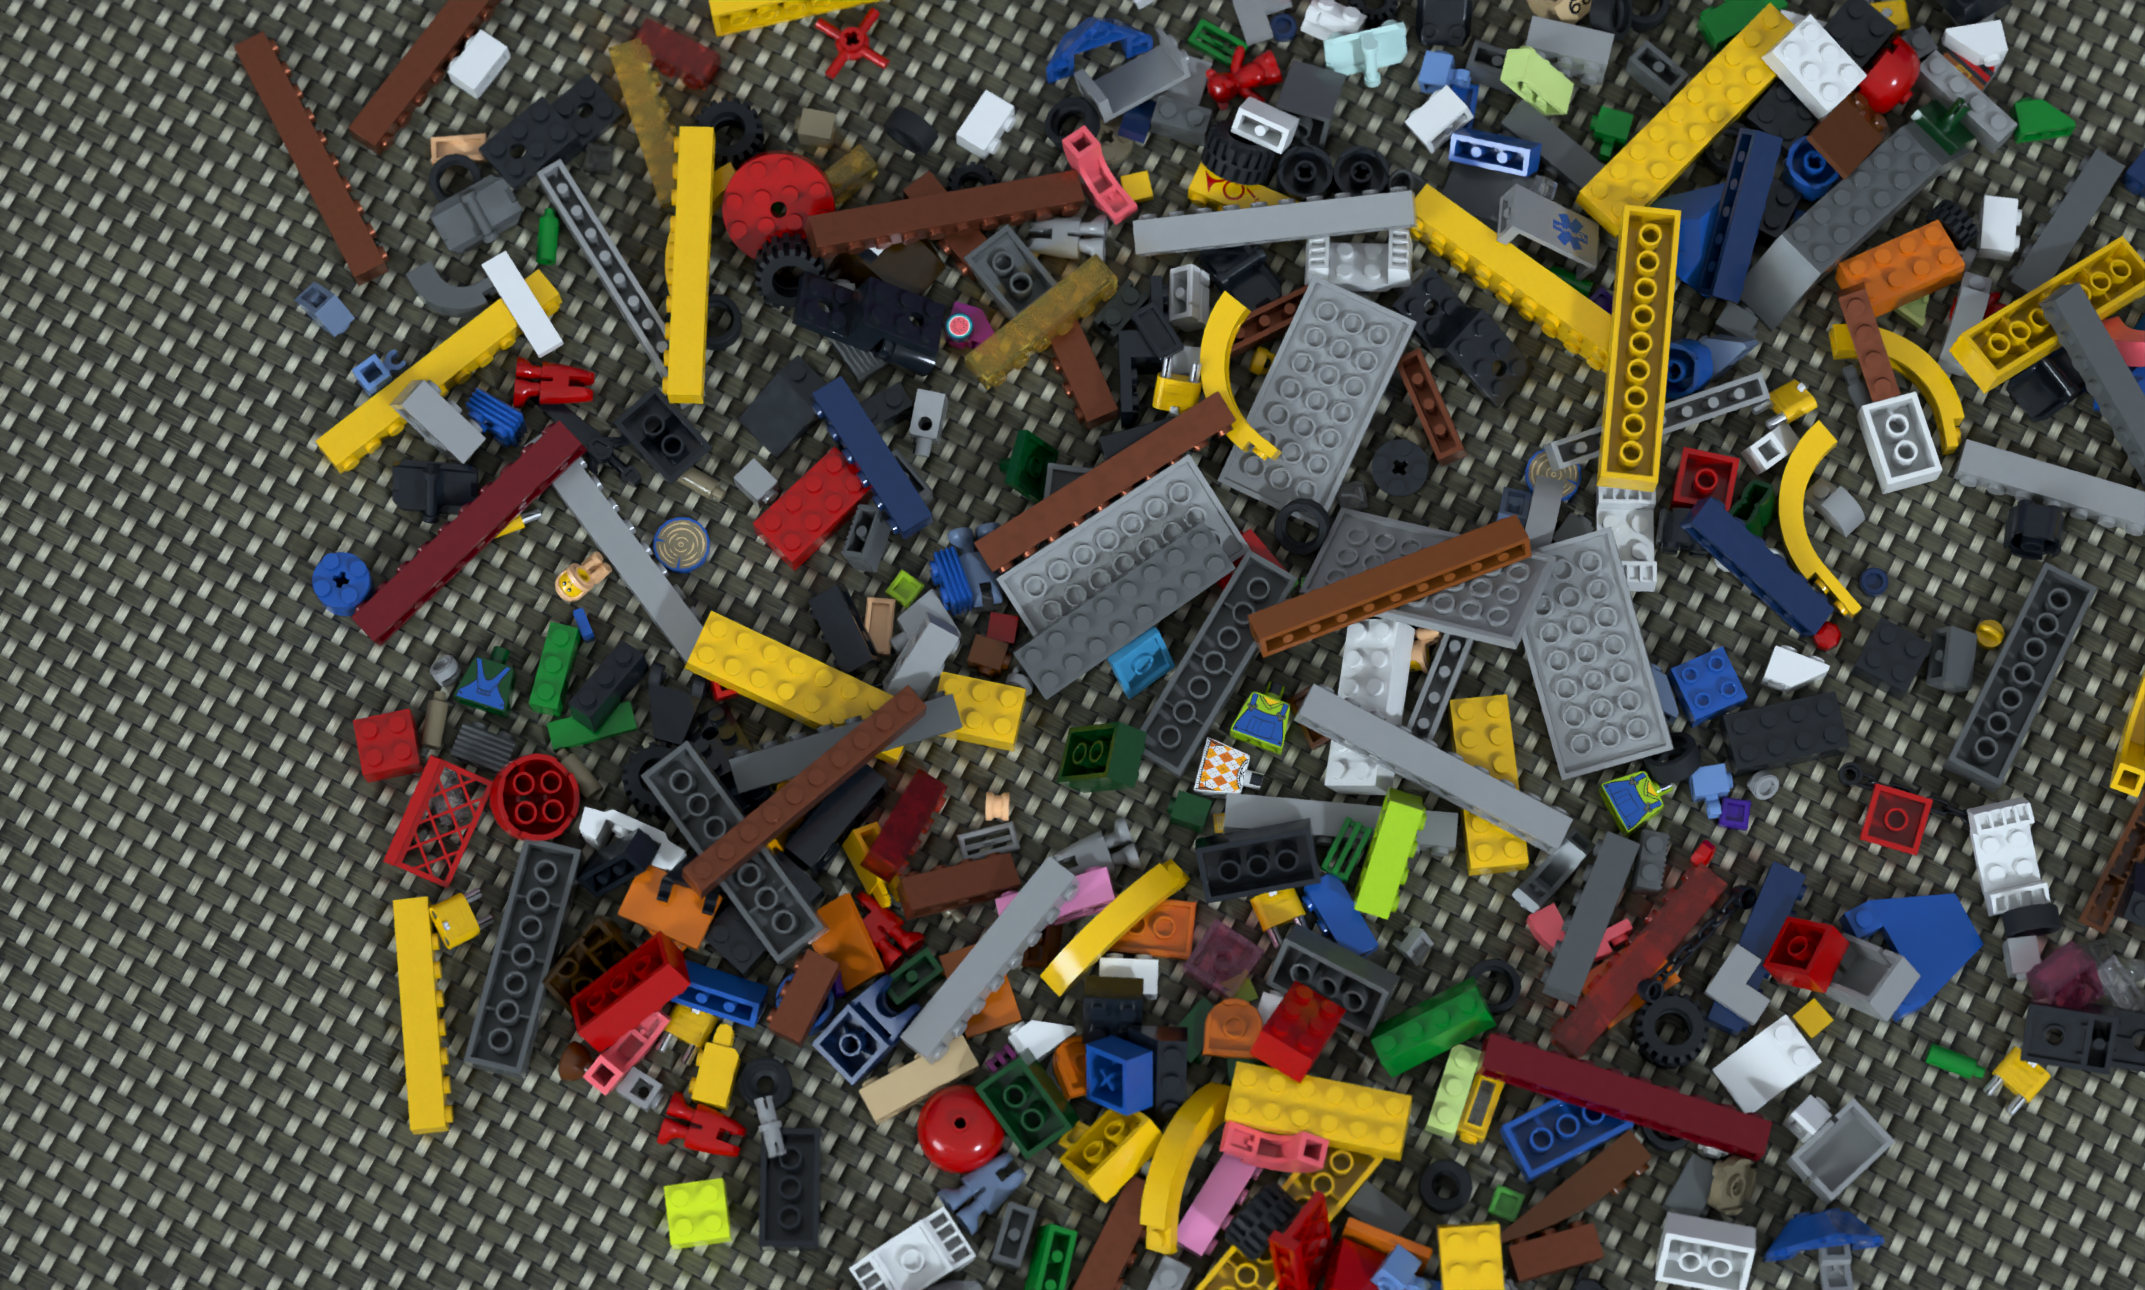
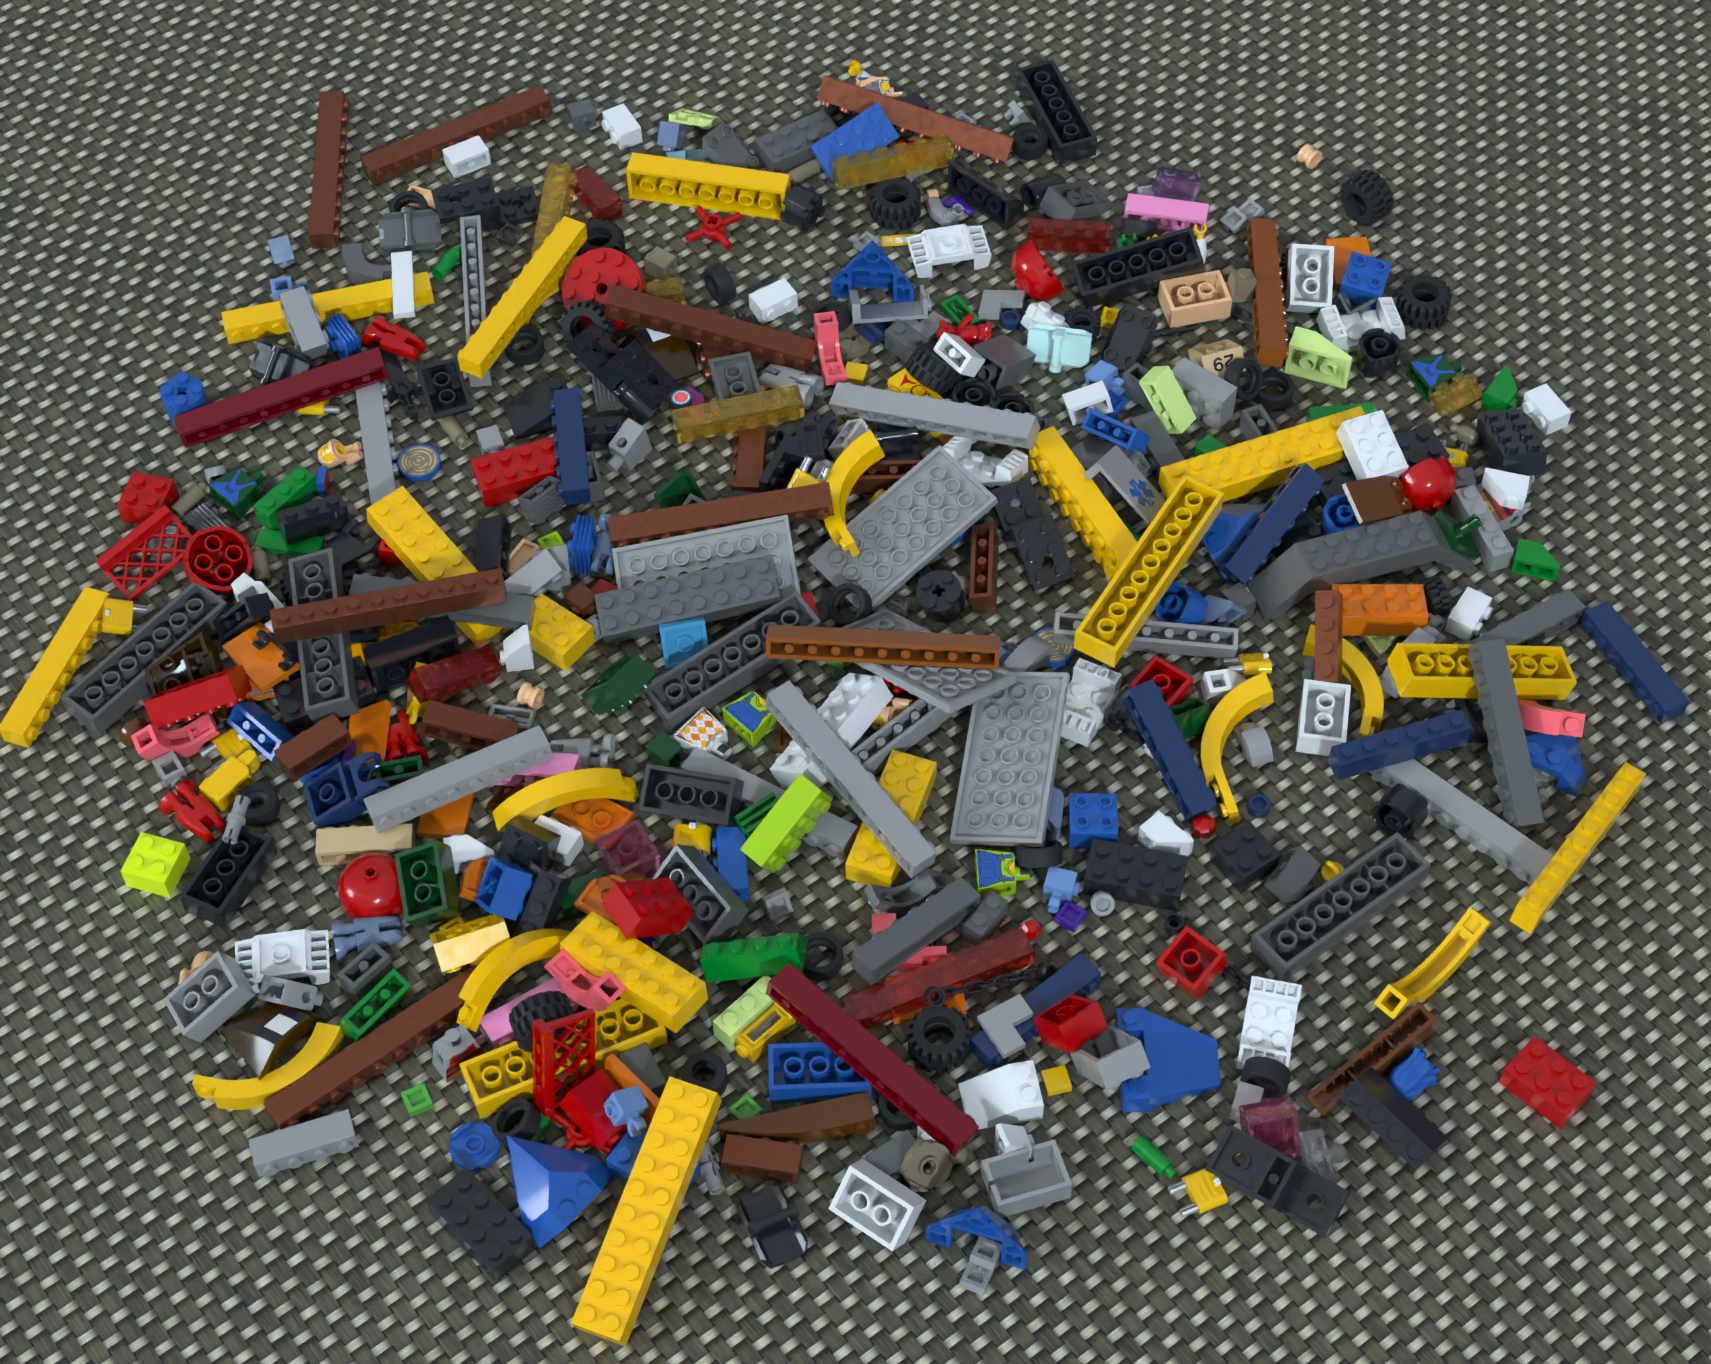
camera: 25 degrees right, 20 degrees down
(953, 757) = (518, 651): none -> white slope
(2003, 449) = (1399, 744): none -> dark blue brick

